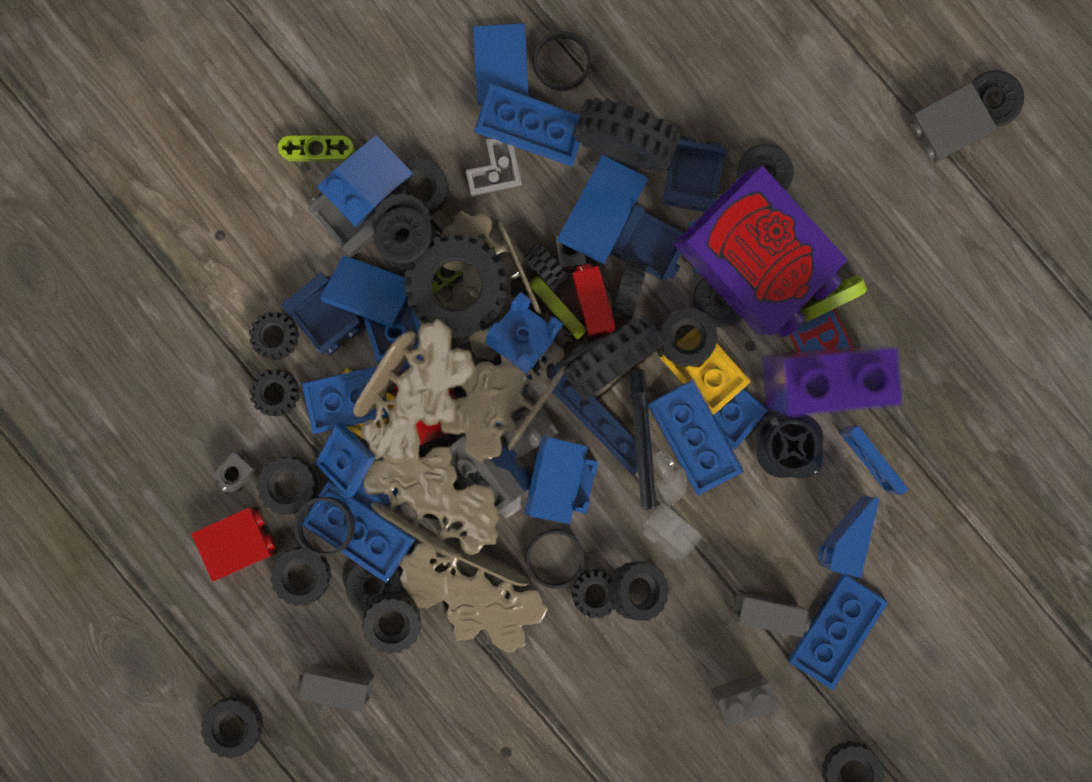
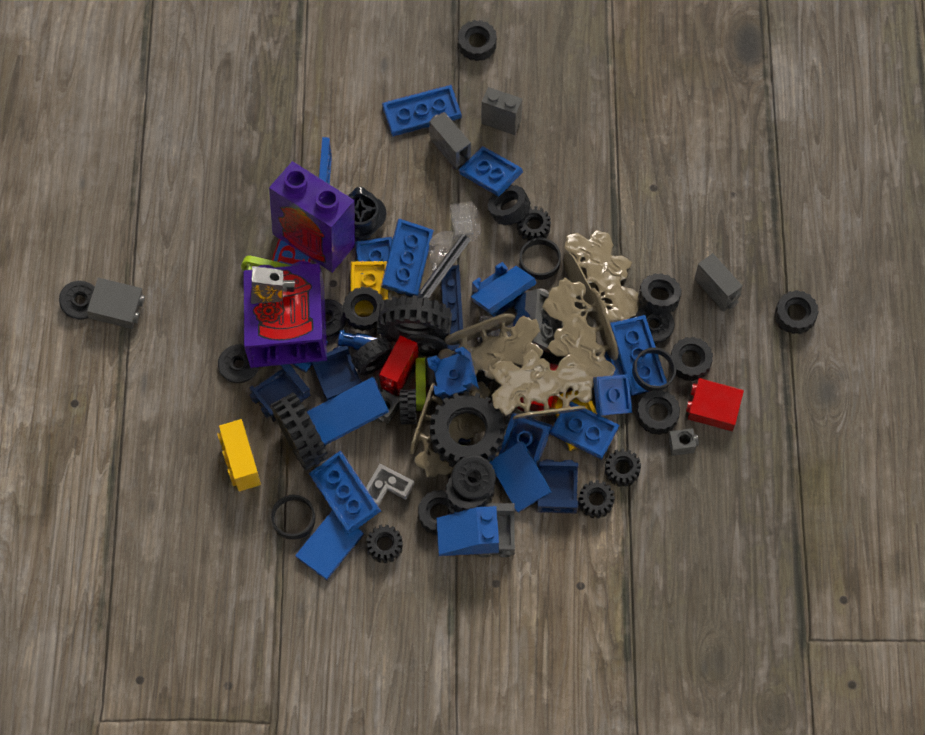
camera: 145 degrees left, 20 degrees down
(297, 155) = (480, 594): lime beam -> none
(446, 94) = (386, 555): none -> black tyre
(661, 301) = (353, 340): none -> blue piece
(669, 68) = (238, 455): none -> yellow brick
(694, 617) = (490, 171): none -> blue tile
(808, 249) = (269, 285): none -> dark grey torso
(849, 541) = (373, 143): blue slope -> none

